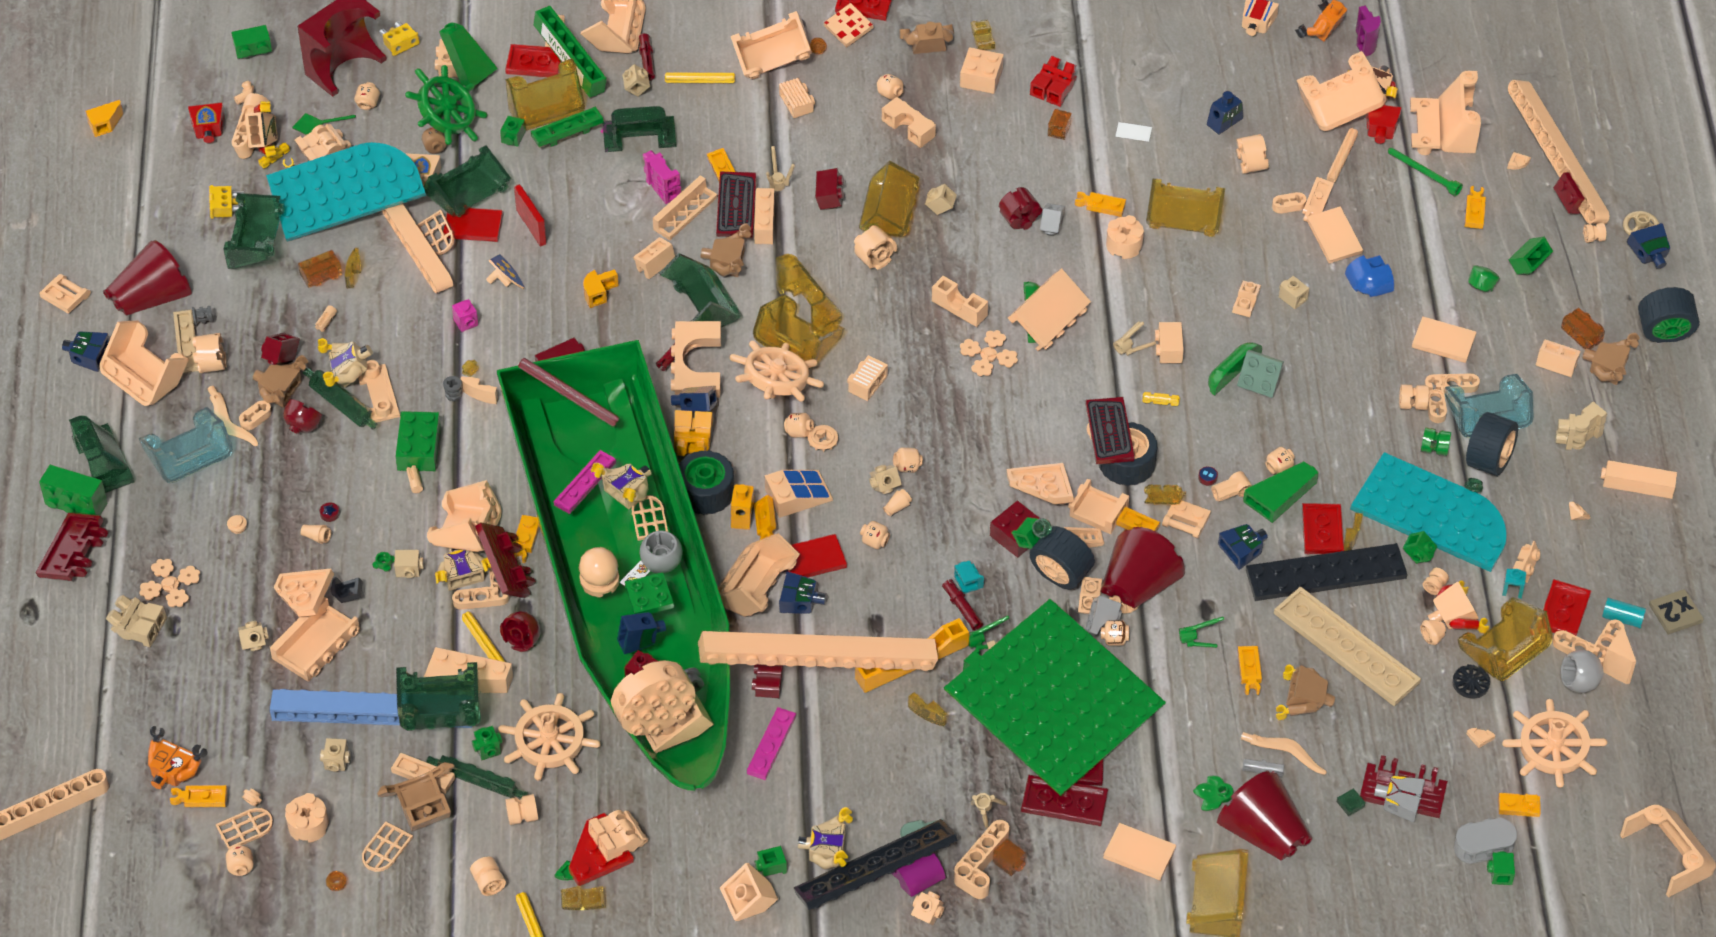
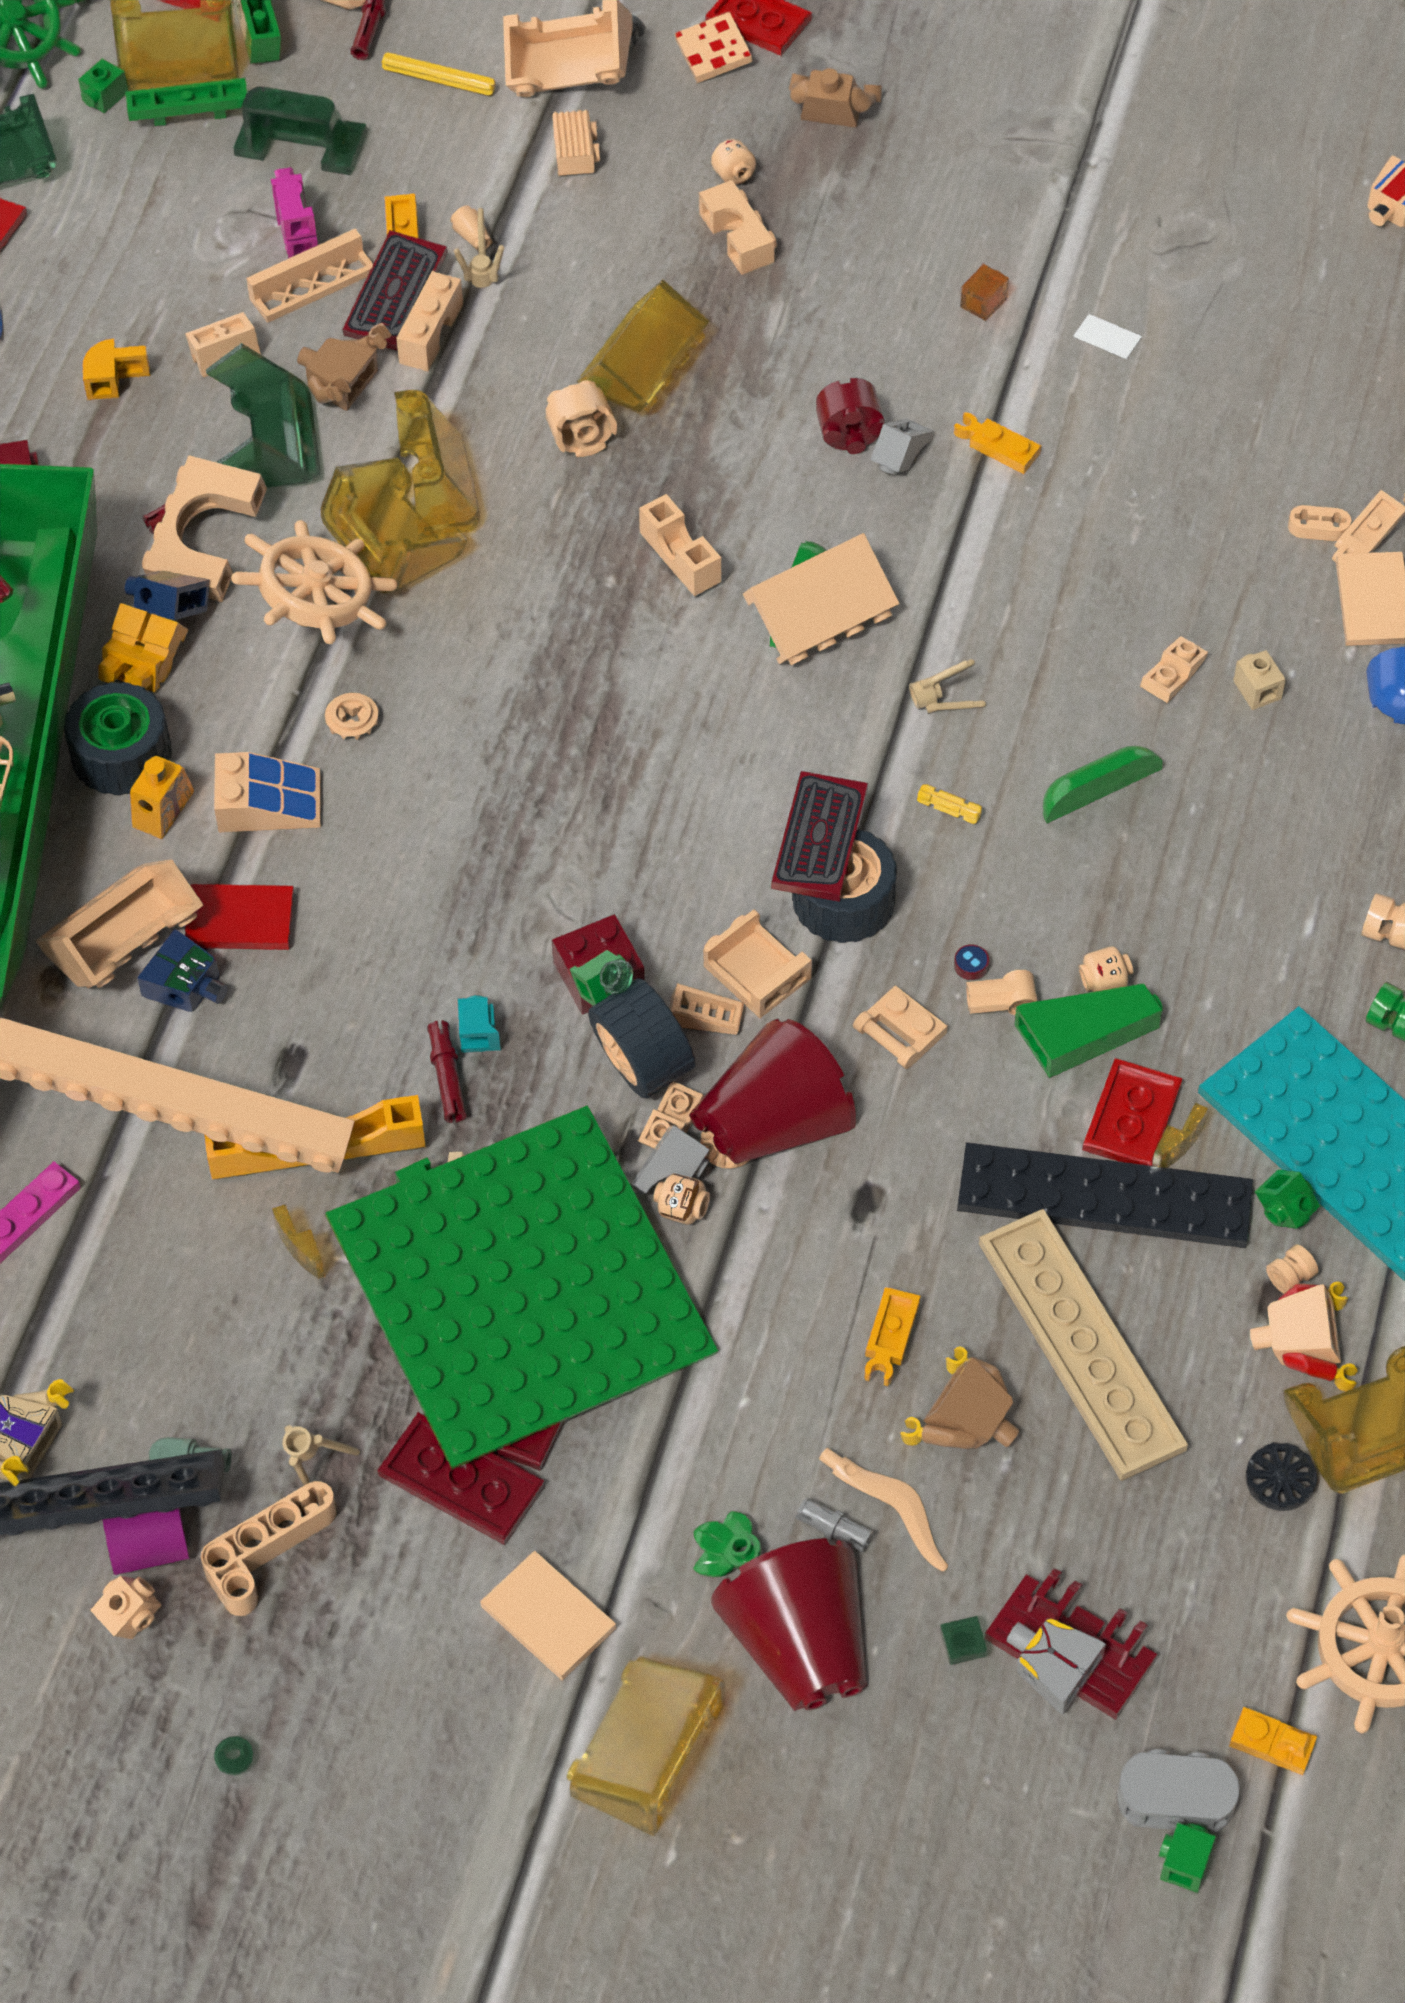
camera: 20 degrees right, 5 degrees up
(530, 215) = (57, 224): red tile -> none
(636, 80) = (331, 52): tan brick -> none
(761, 159) = (466, 225): none -> light nougat cone
(765, 516) = (190, 826): light orange plate -> none
(767, 681) = (57, 1116): dark red brick -> none
(798, 425) = (319, 683): light nougat head -> none
(818, 46) = (649, 68): clear orange plate -> none
(829, 188) = (554, 302): dark red brick -> none
(867, 378) = (471, 634): light nougat brick -> none
(875, 535) = (355, 907): light nougat head -> none
(884, 478) = (414, 801): tan brick -> none
(898, 501) = (420, 861): light nougat cone -> none
(907, 460) = (470, 792): light nougat head -> none
(940, 199) = (727, 365): tan brick -> none
(976, 637) = (441, 1137): green plant -> none
(981, 70) = (894, 172): light nougat piece -> none
(982, 35) = (925, 116): clear yellow slope -> none
(988, 354) = (692, 647): light nougat plant -> none
(1009, 857) = (313, 1555): clear orange brick -> none
(1042, 481) = (678, 894): light nougat plate -> none
(1053, 81) = (1006, 219): red hips -> none
(1124, 237) = (1008, 508): light nougat brick -> none
(1131, 518) = (811, 1010): light orange plate -> none
(1169, 342) = (1004, 709): light nougat brick -> none
(1171, 495) = (875, 975): clear yellow hinge -> none
(1185, 208) = (1131, 485): clear yellow windscreen -> none
(1188, 634) = (811, 1237): green plant -> none
(1225, 112) = (1271, 341): dark blue torso -> none
(1242, 544) = (976, 1102): dark blue torso -> none
(1252, 153) = (1286, 422): light nougat brick -> none
(1260, 373) = (1135, 806): sand green plate -> none
(1432, 631) = (1248, 1361): light nougat cone -> none
(1480, 737) = (1255, 1586): light nougat tile -> none

